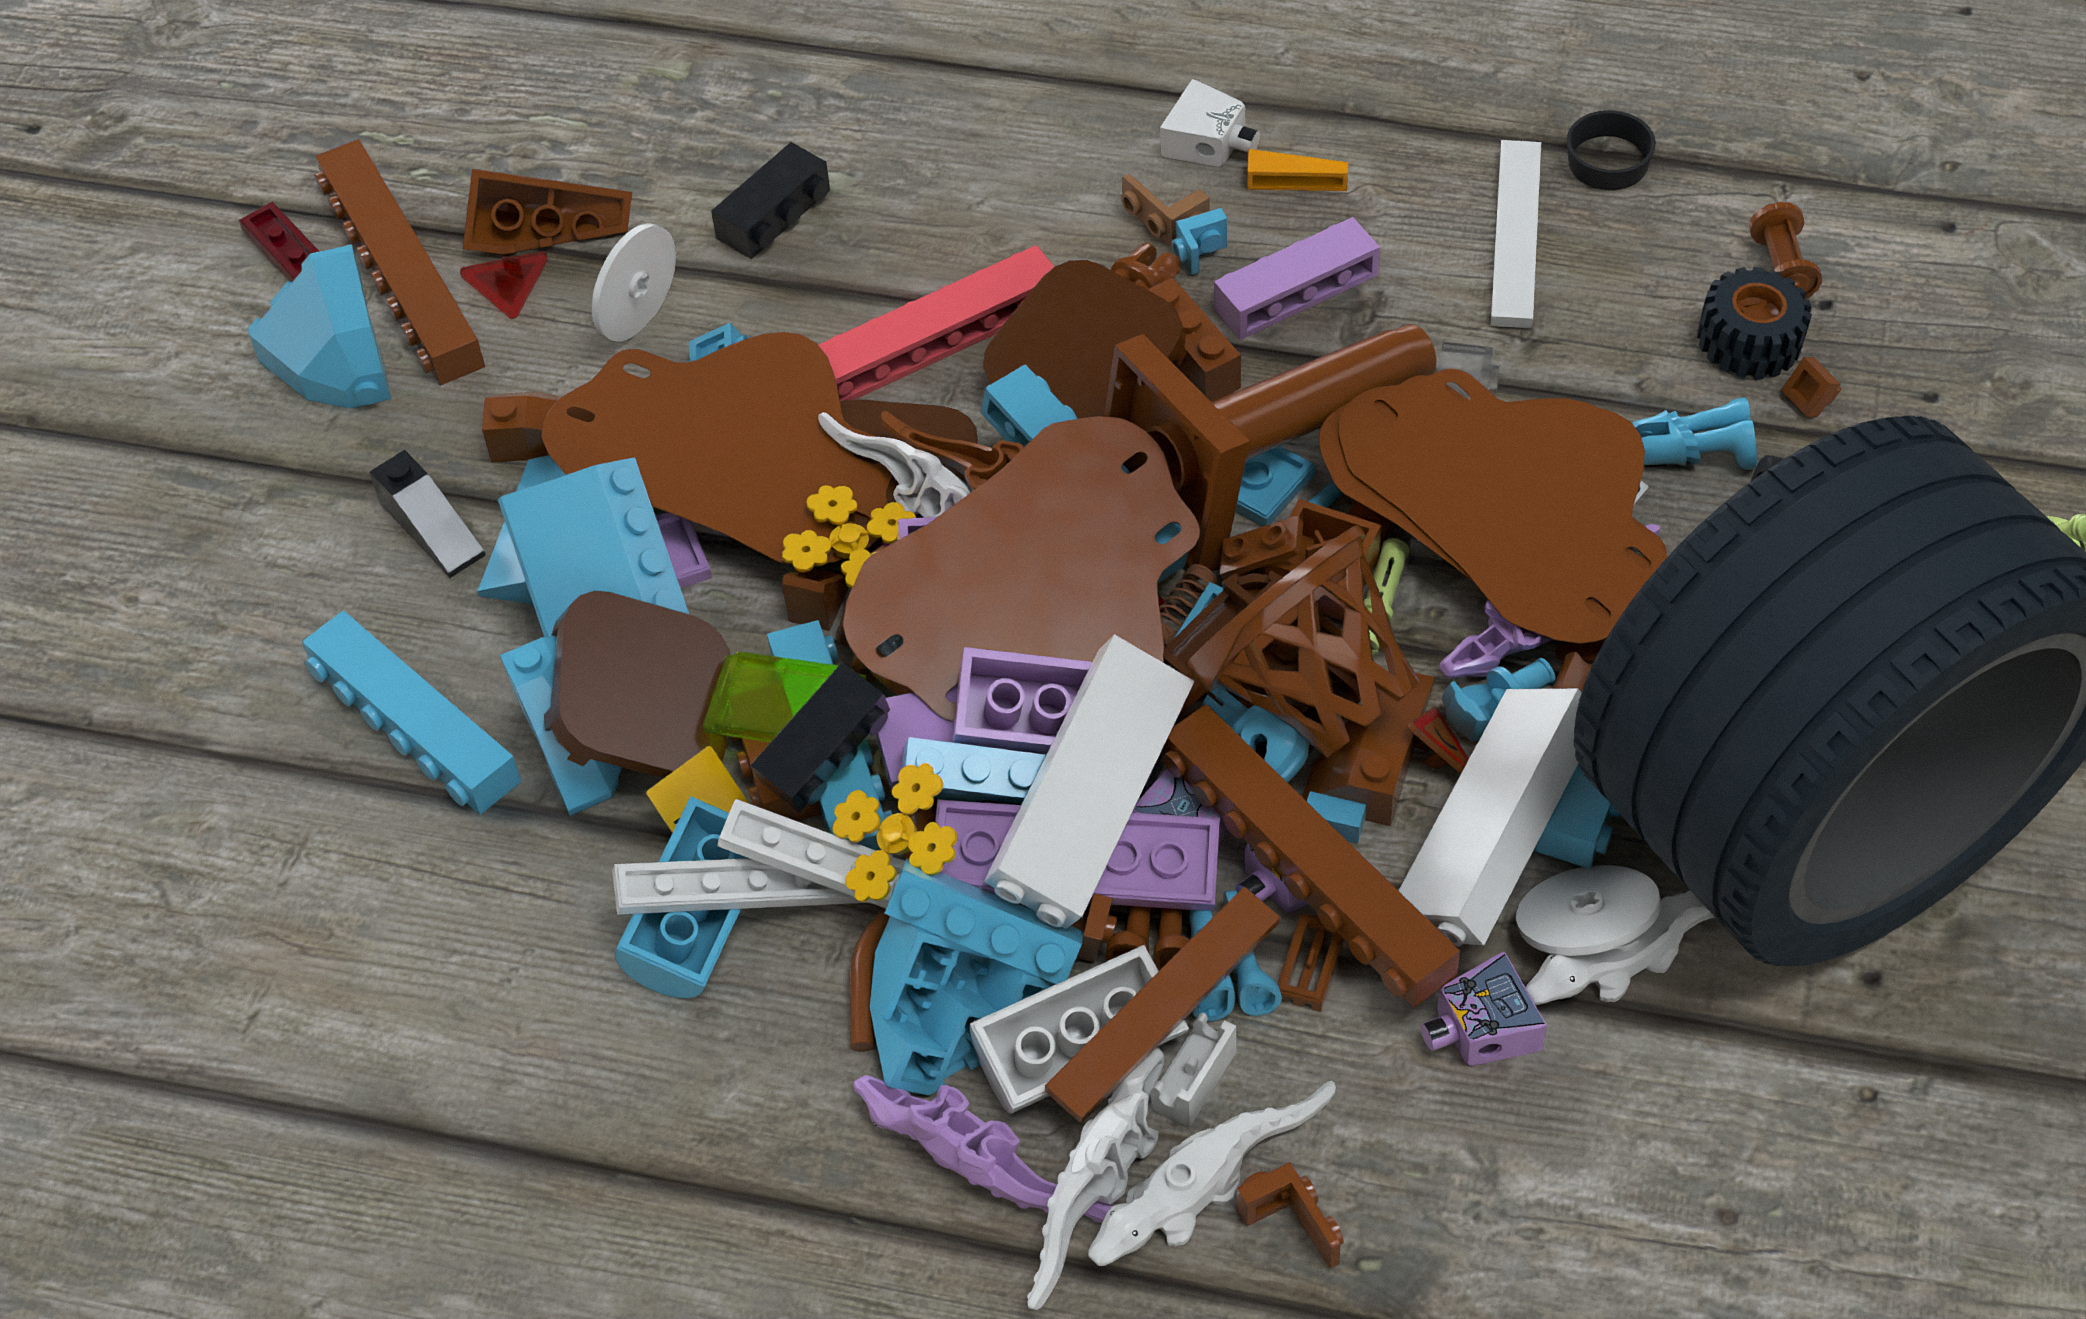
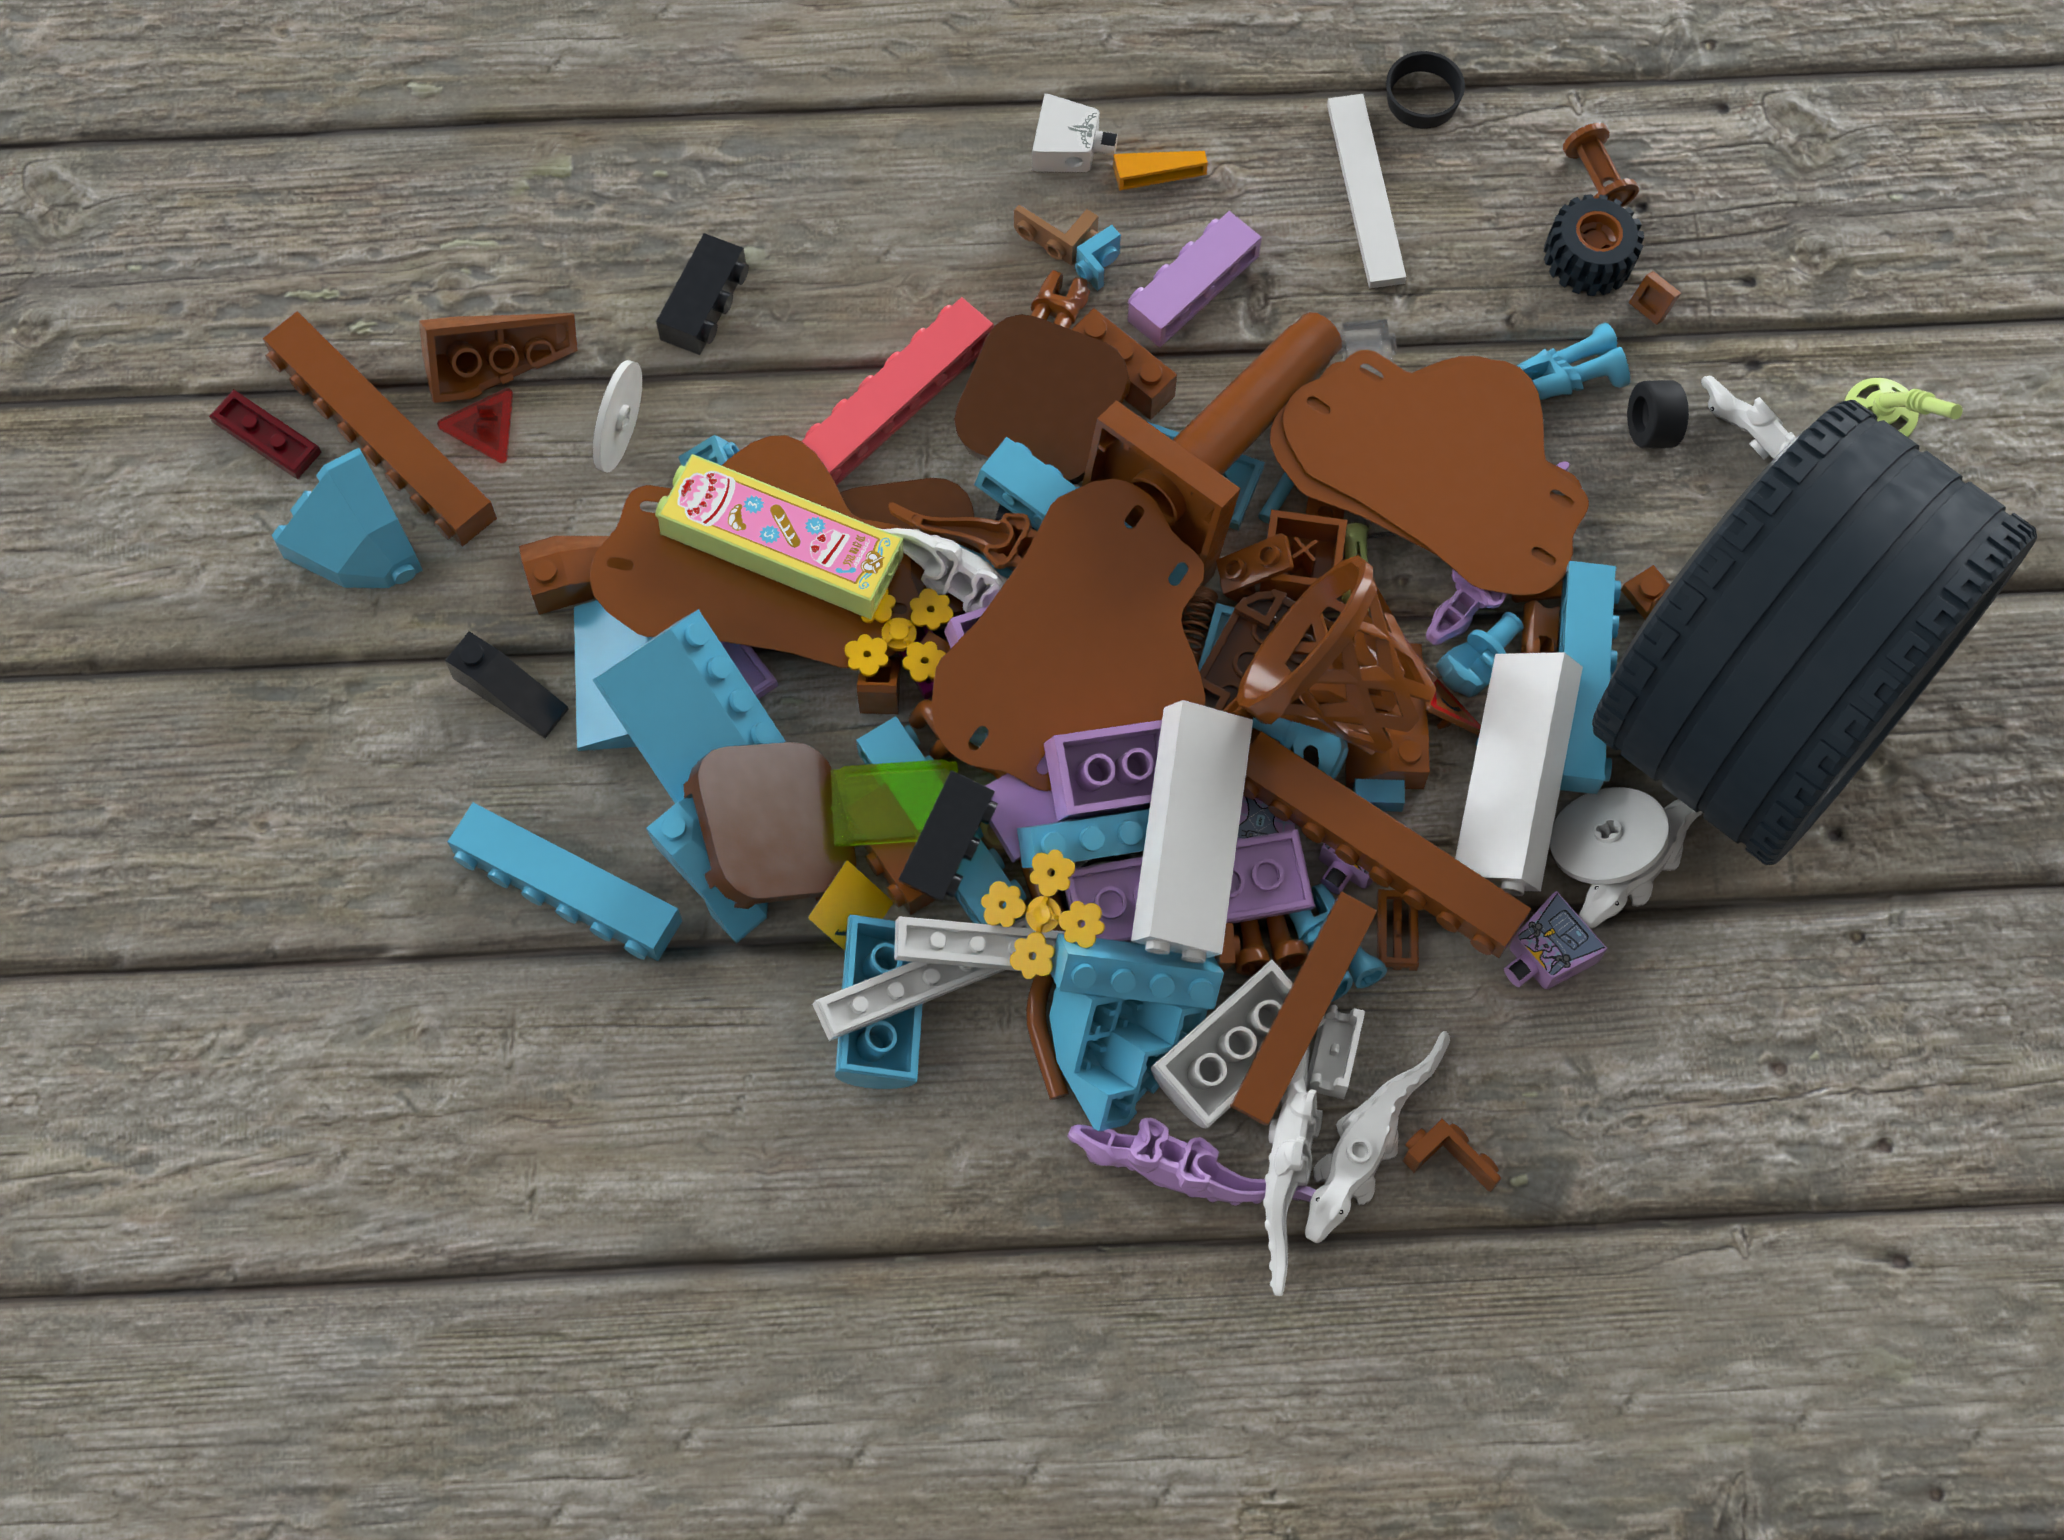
camera: 20 degrees left, 15 degrees up
(756, 417) = (780, 535): none -> brick

